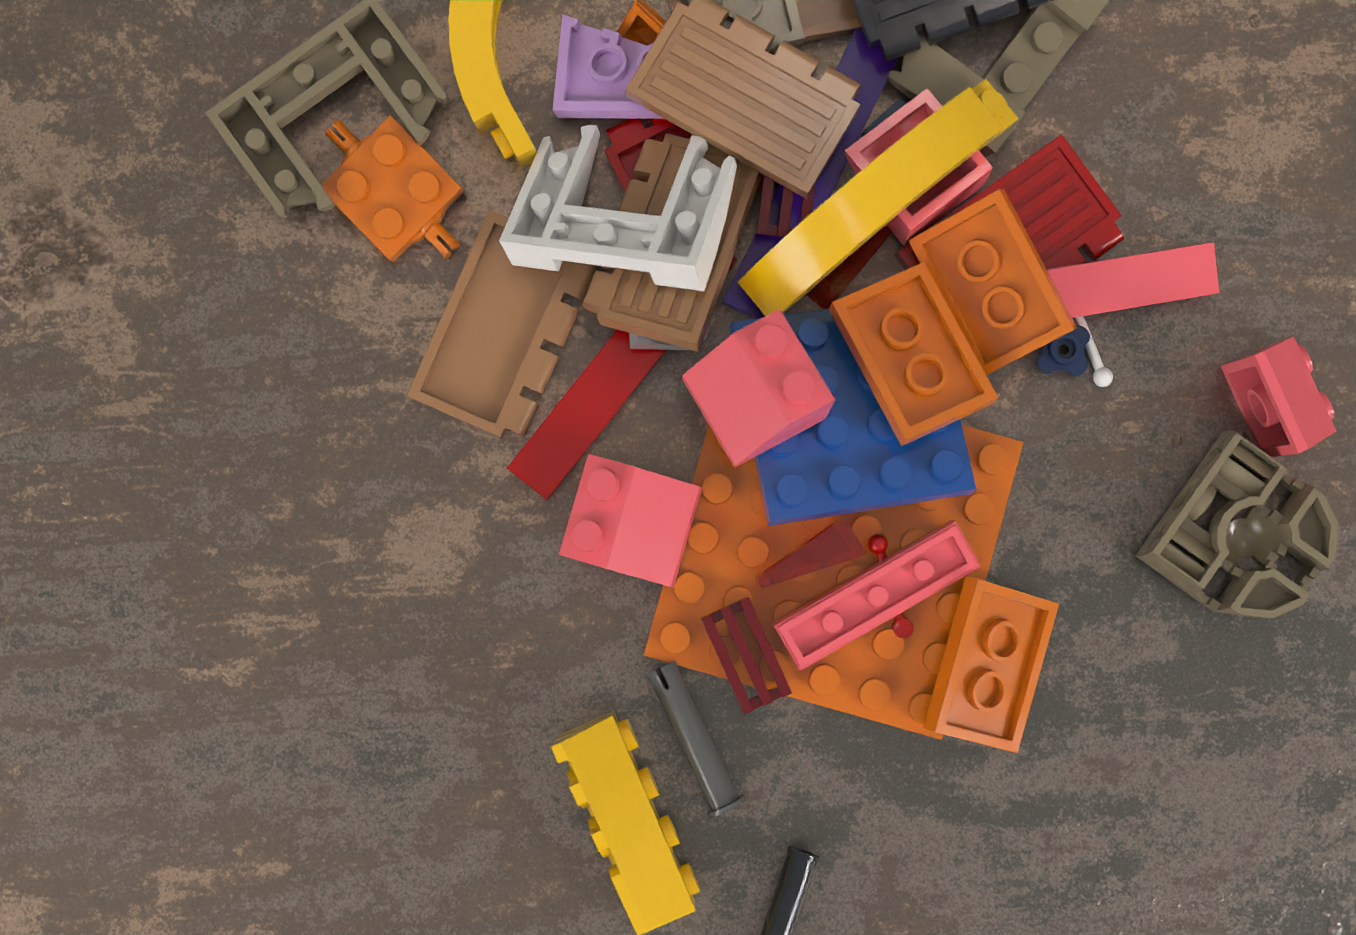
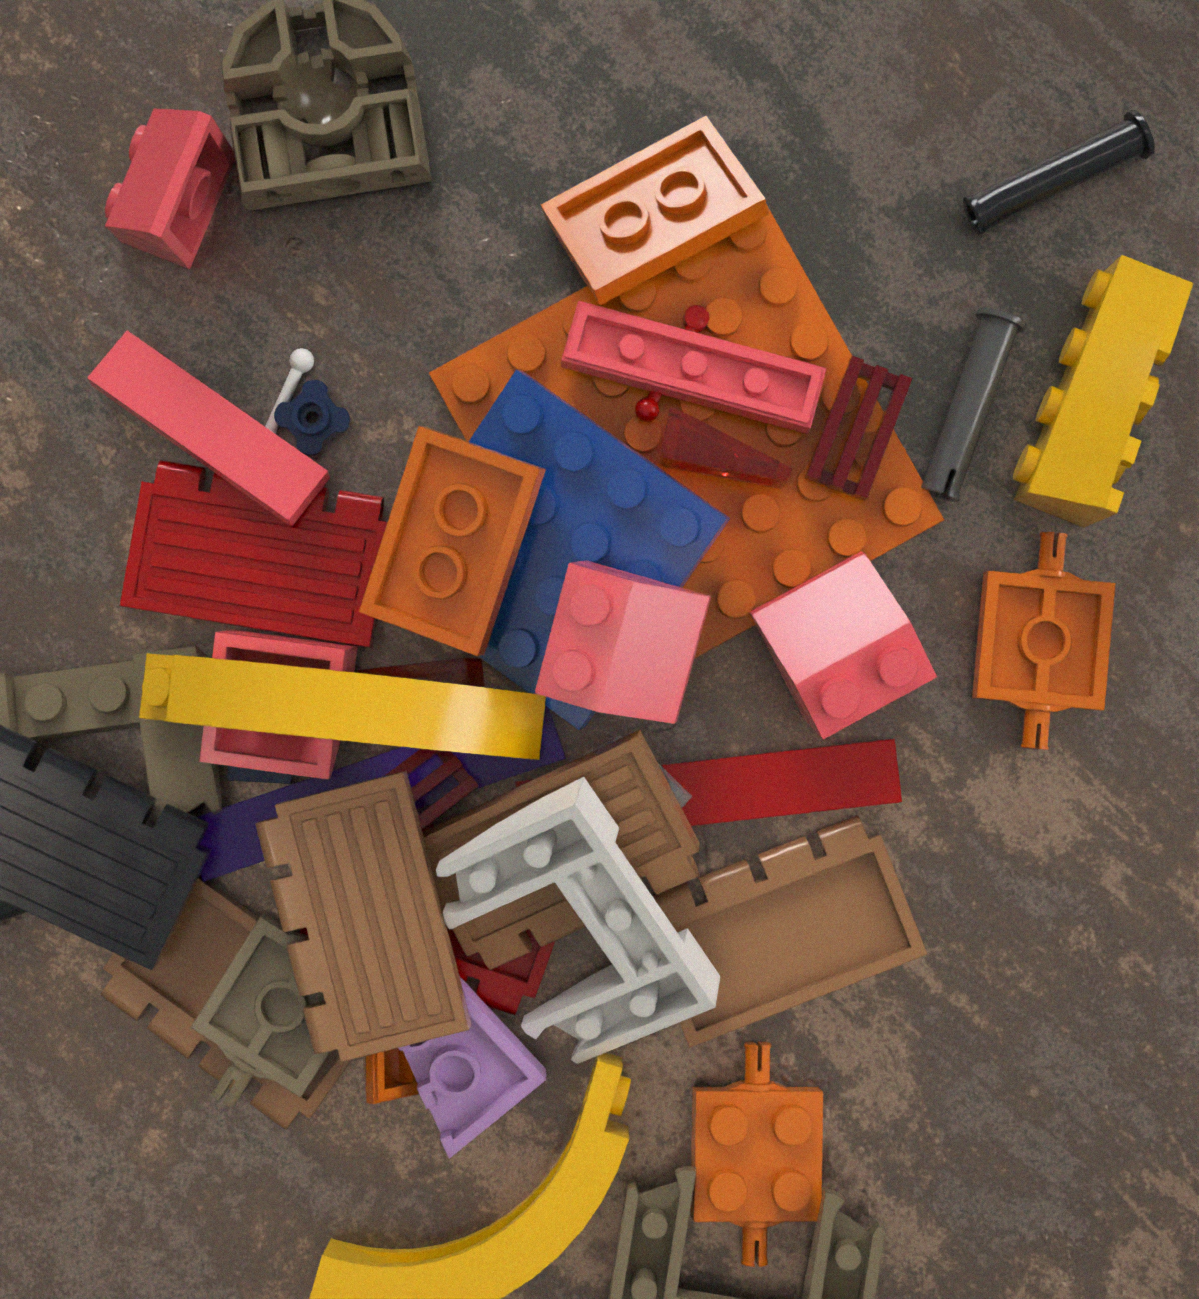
camera: 125 degrees left, 0 degrees up
(516, 642) = (1043, 640): none -> orange plate
(994, 281) = (316, 532): orange plate -> none

